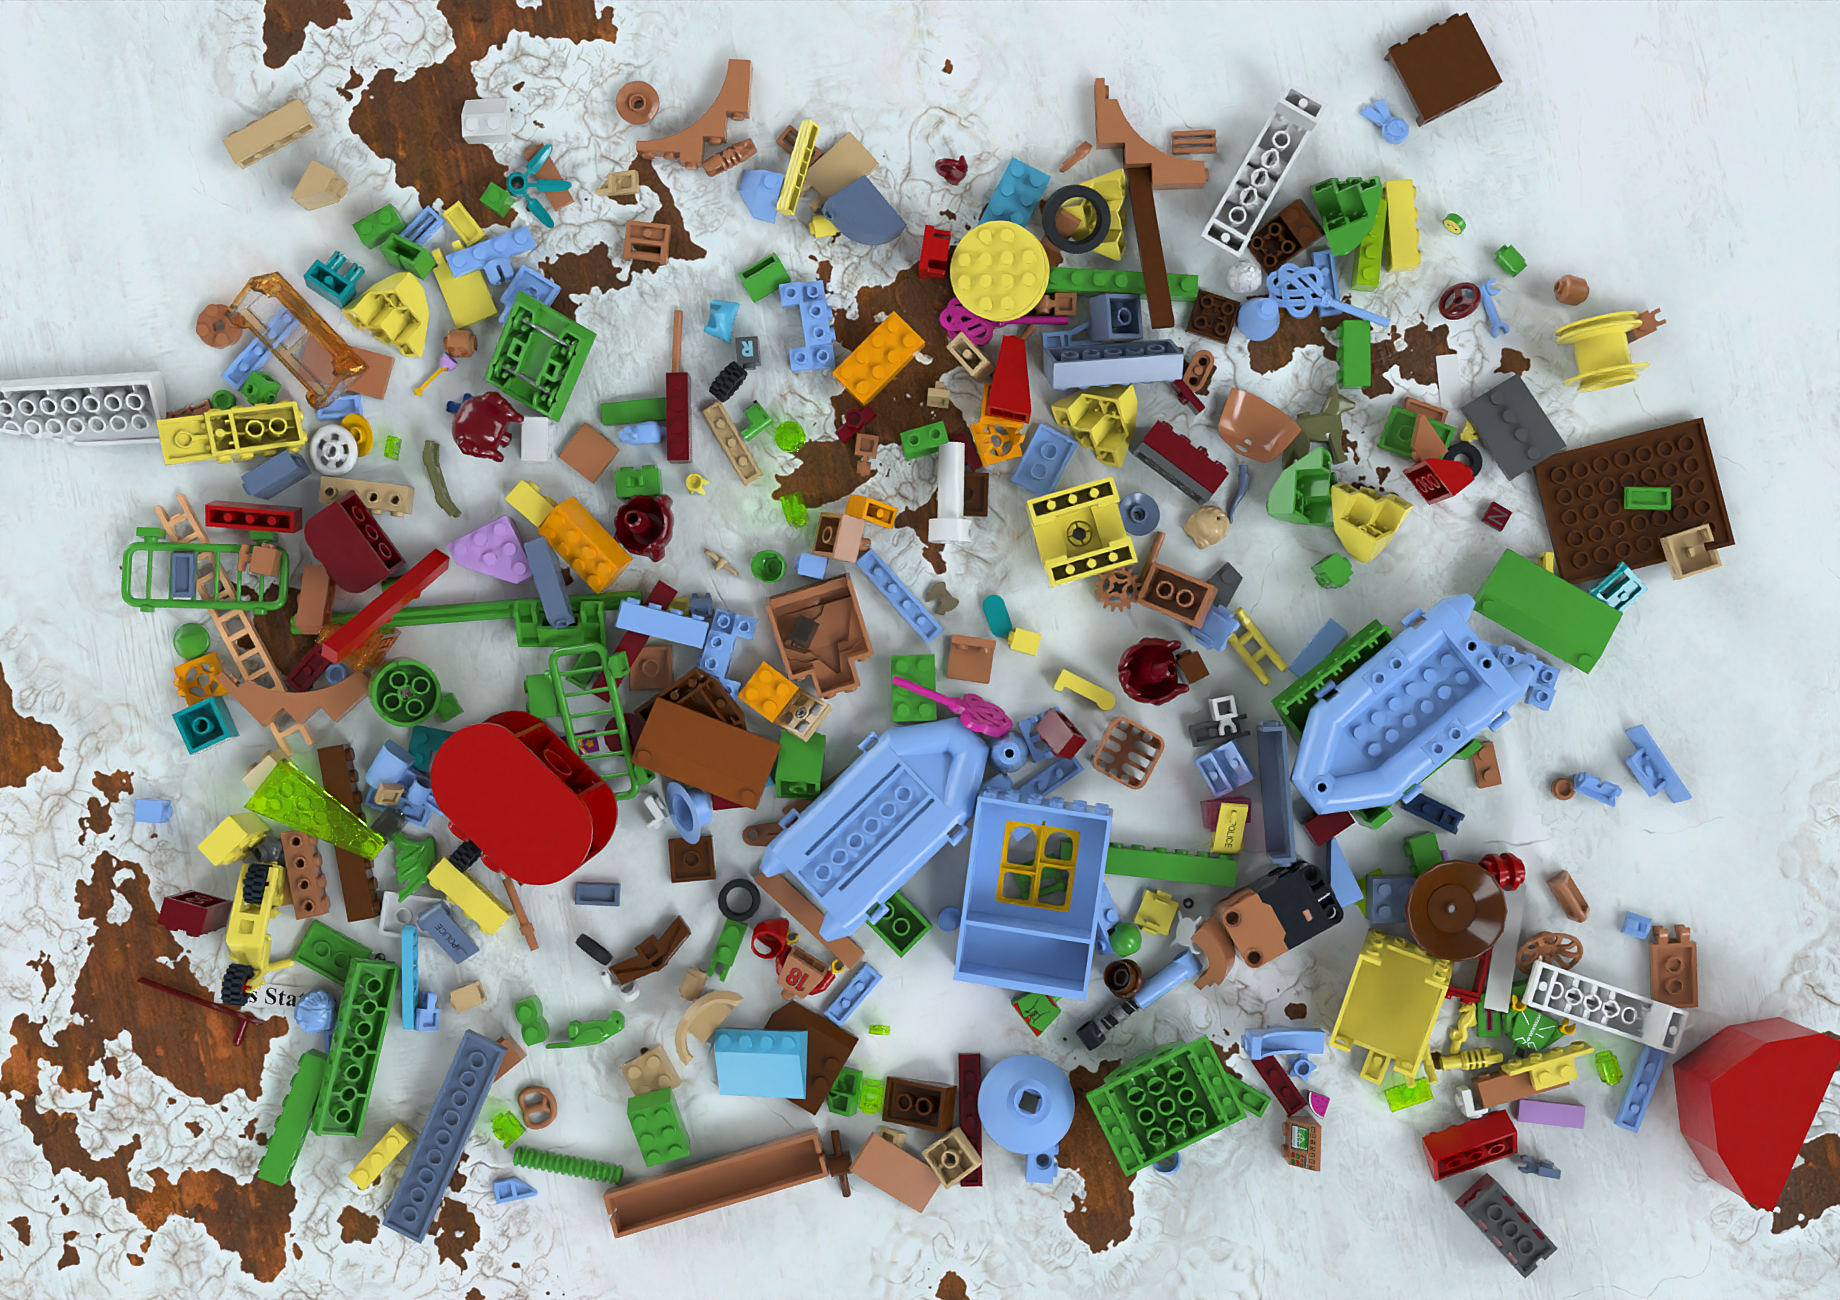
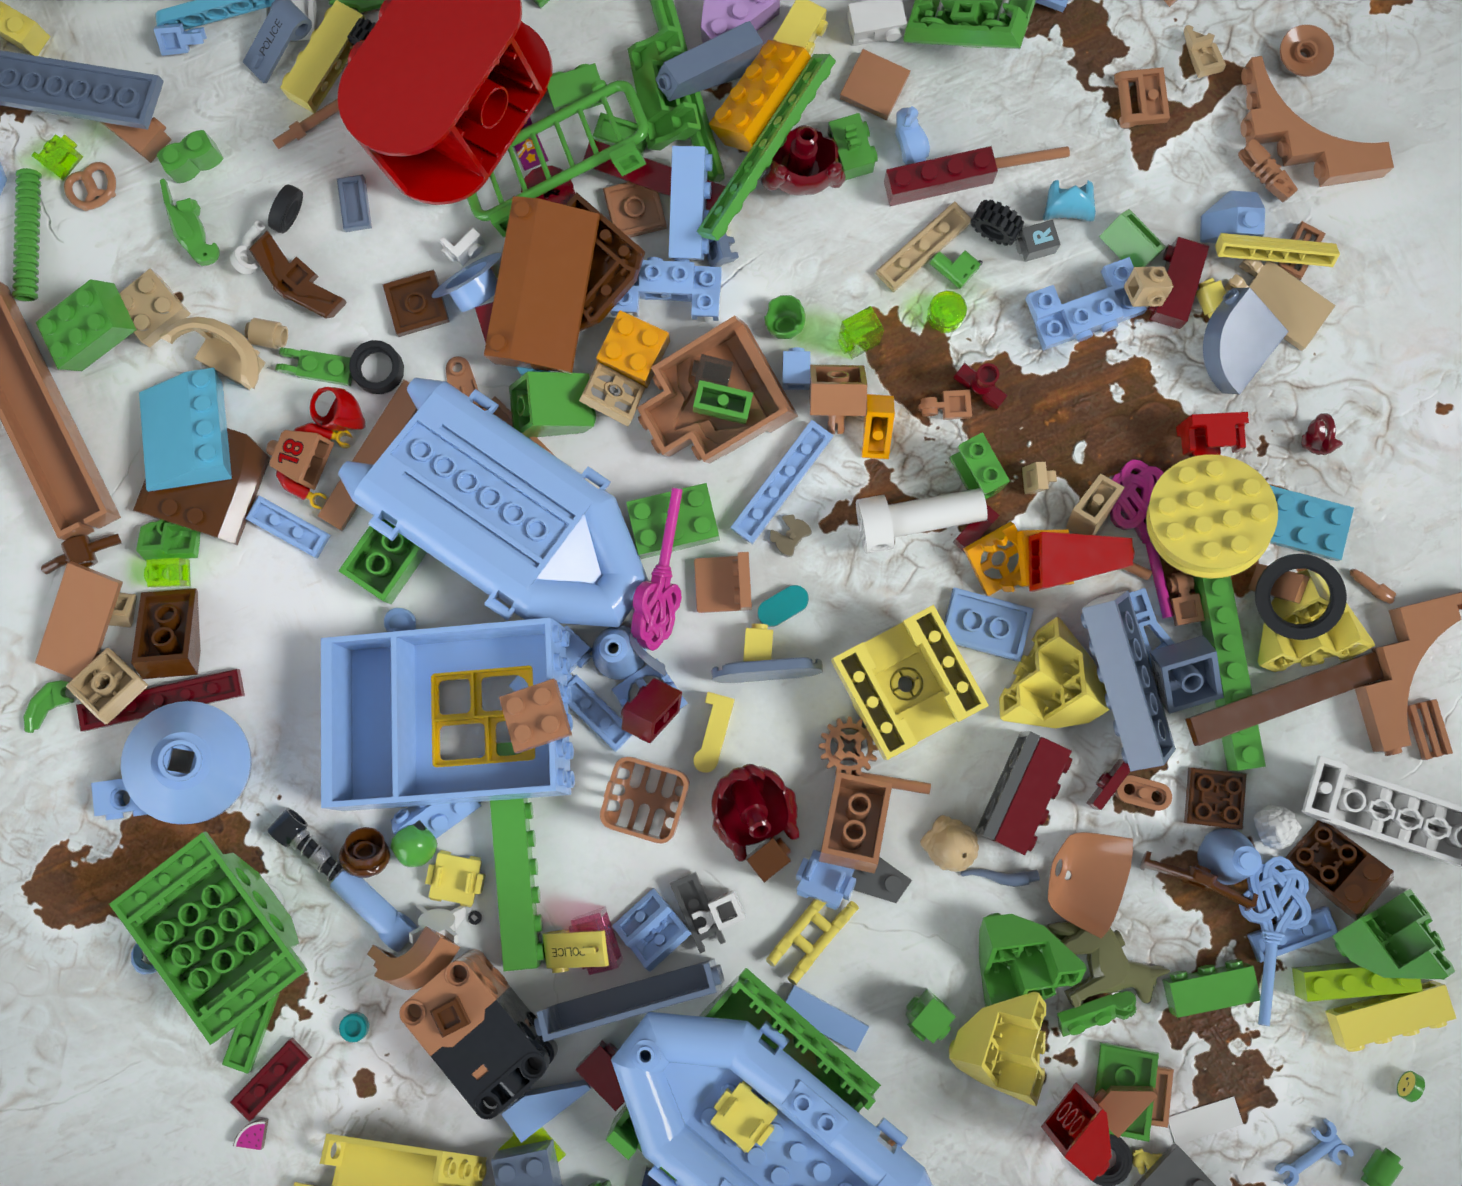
camera: 85 degrees right, 5 degrees down
(468, 996) = (206, 79): tan brick -> none
(631, 552) = (766, 146): none -> bright green plate
(633, 411) = (935, 121): bright green tile -> none
(695, 483) = (866, 209): light yellow piece -> none
(720, 562) = (777, 263): tan piece -> none
(805, 250) = (1184, 267): none -> dark red brick
(808, 276) = (1148, 286): none -> tan brick
(829, 629) = (722, 402): none -> bright green brick
(878, 359) = (1066, 396): light orange brick -> none
(879, 1029) = (249, 566): clear neon green tile -> none
(951, 1210) = (46, 699): none -> bright green piece
(976, 494) = (926, 548): reddish brown tile -> none
(1024, 724) = (647, 658): none -> sand blue sticker
(1037, 1010) = (303, 753): bright green torso -> none
(1046, 638) = (767, 670): none -> sand blue tile
(1047, 872) = (477, 730): bright green plate -> none
(1052, 821) = (535, 716): none -> nougat plate
(1147, 510) = (955, 763): sand blue dish -> none
(1252, 1011) = (354, 1027): none -> teal tile
(1263, 929) = (450, 1016): none -> reddish brown tile
(1270, 344) = (1201, 878): none -> reddish brown plate
(1282, 1040) = (321, 1071): light blue arch -> none
(1302, 1142) = (197, 1125): nougat slope -> none
(1307, 1067) = (295, 1112): light blue plate -> none
(1355, 444) = (1097, 1012): none -> bright green hinge
(1379, 724) = (744, 1117): none -> light yellow piece
(1461, 305) = (1309, 1117): dark red piece -> none

